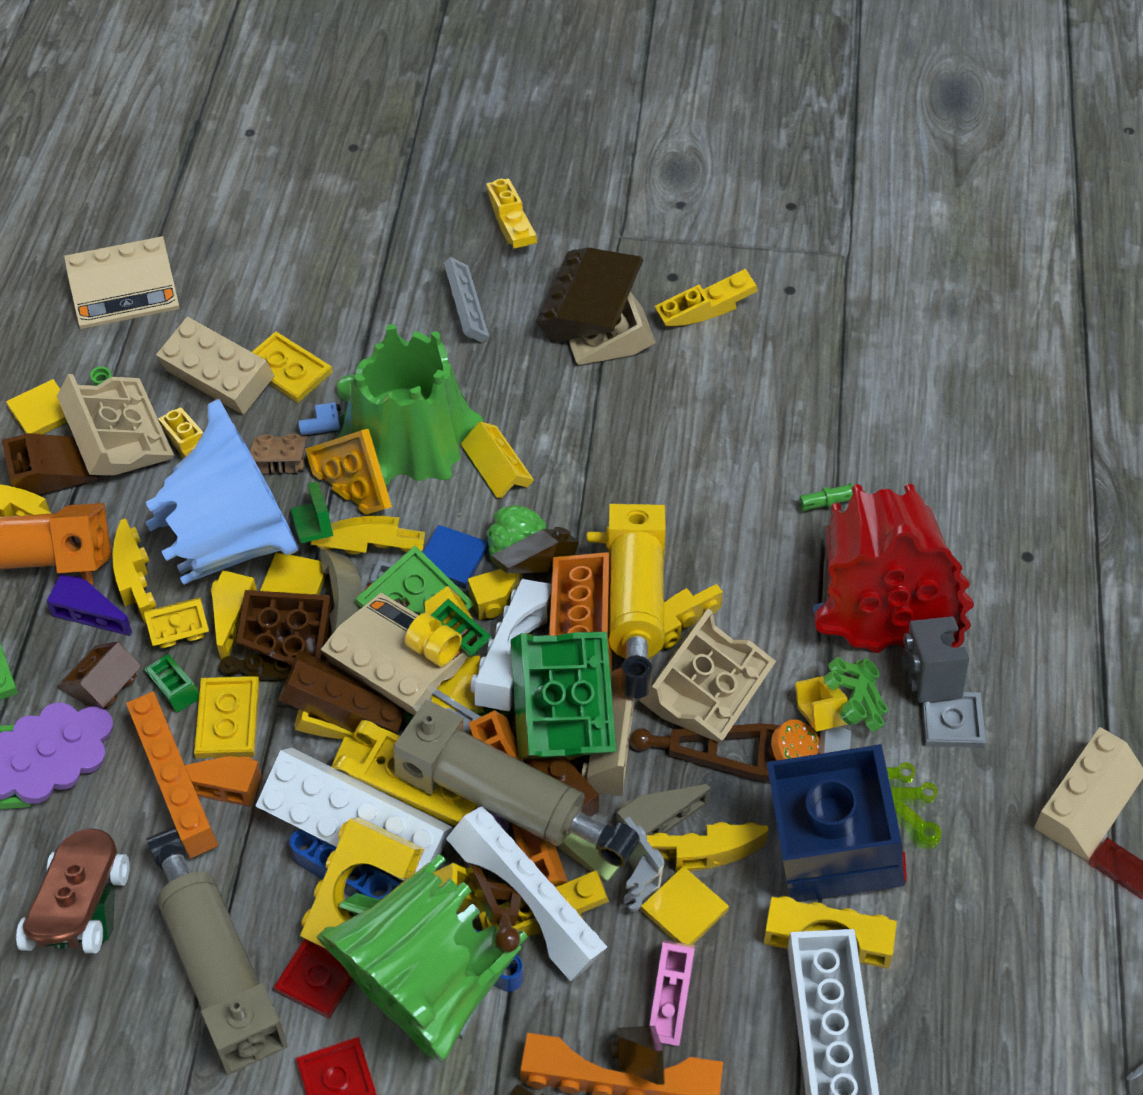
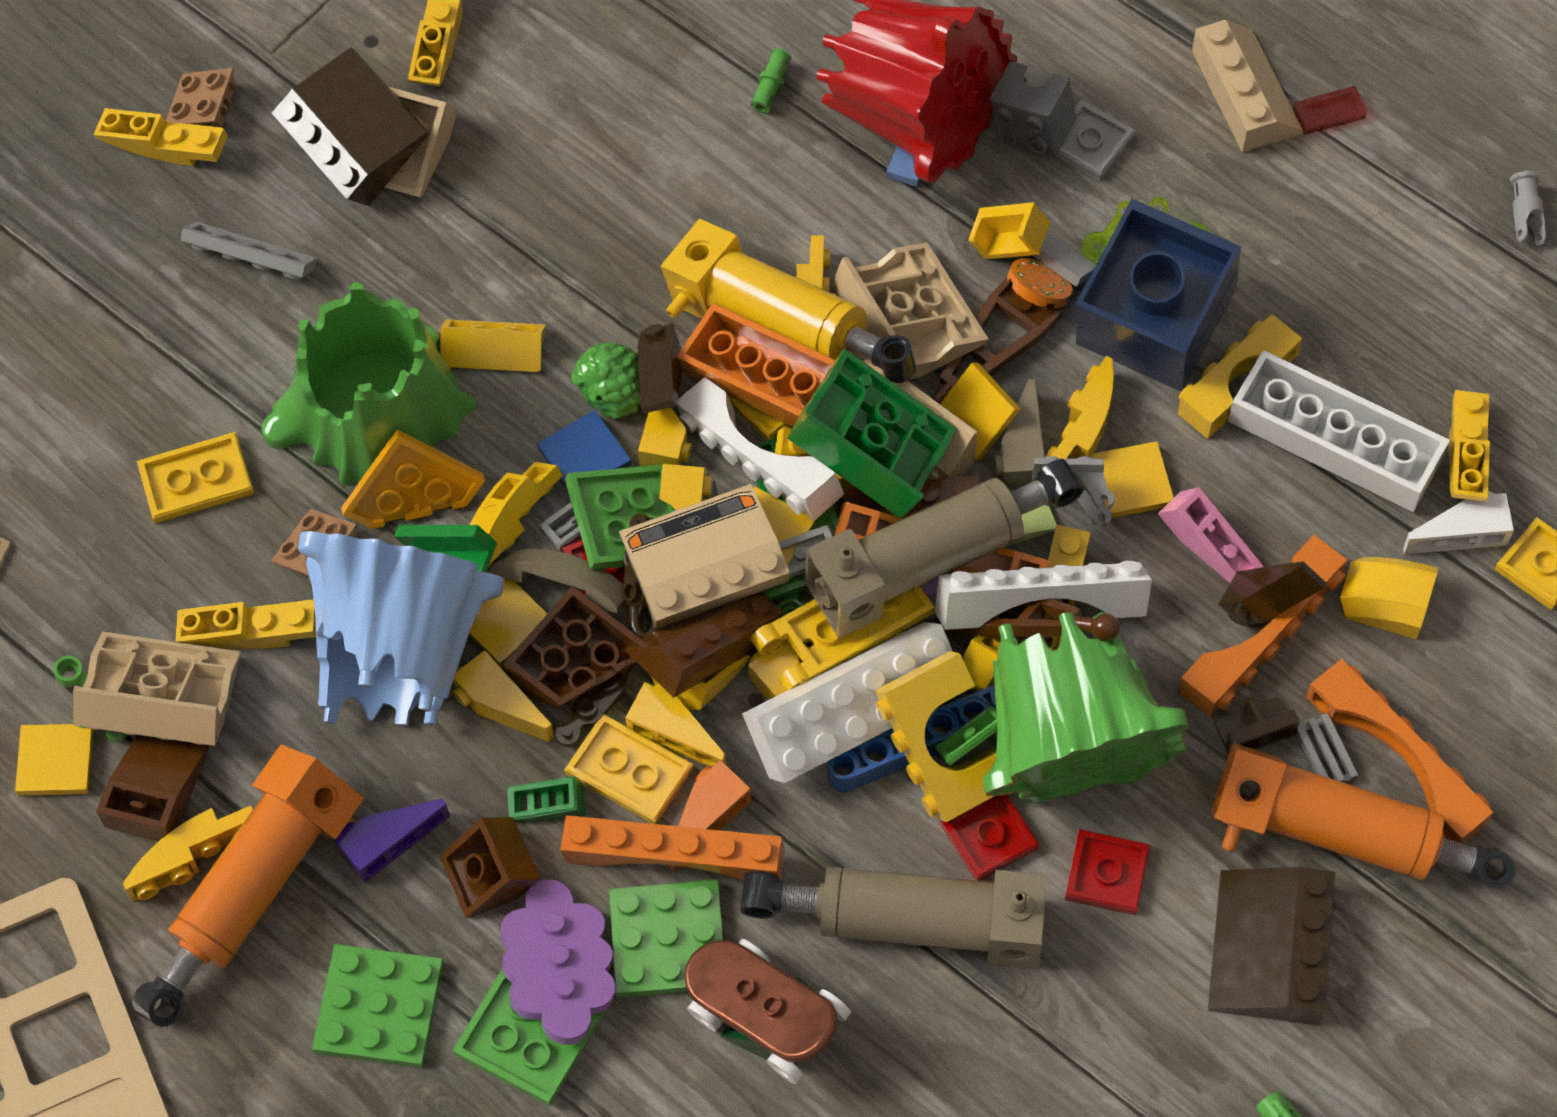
camera: 55 degrees left, 10 degrees up
(113, 802) = (659, 931): none -> bright green plate
(130, 568) = (363, 771): yellow slope -> none
(176, 622) = (485, 754): yellow bracket -> none
(215, 365) = (147, 544): tan brick -> none
(273, 723) = (671, 725): none -> yellow slope
(326, 420) = (307, 477): medium blue piece -> none
(434, 640) = (733, 507): yellow wheel -> none
(447, 609) = (714, 495): green slope -> none
(549, 220) = (203, 98): none -> medium nougat hinge
(656, 766) = (982, 406): none -> yellow tile
(862, 685) = (995, 177): bright green plant -> none

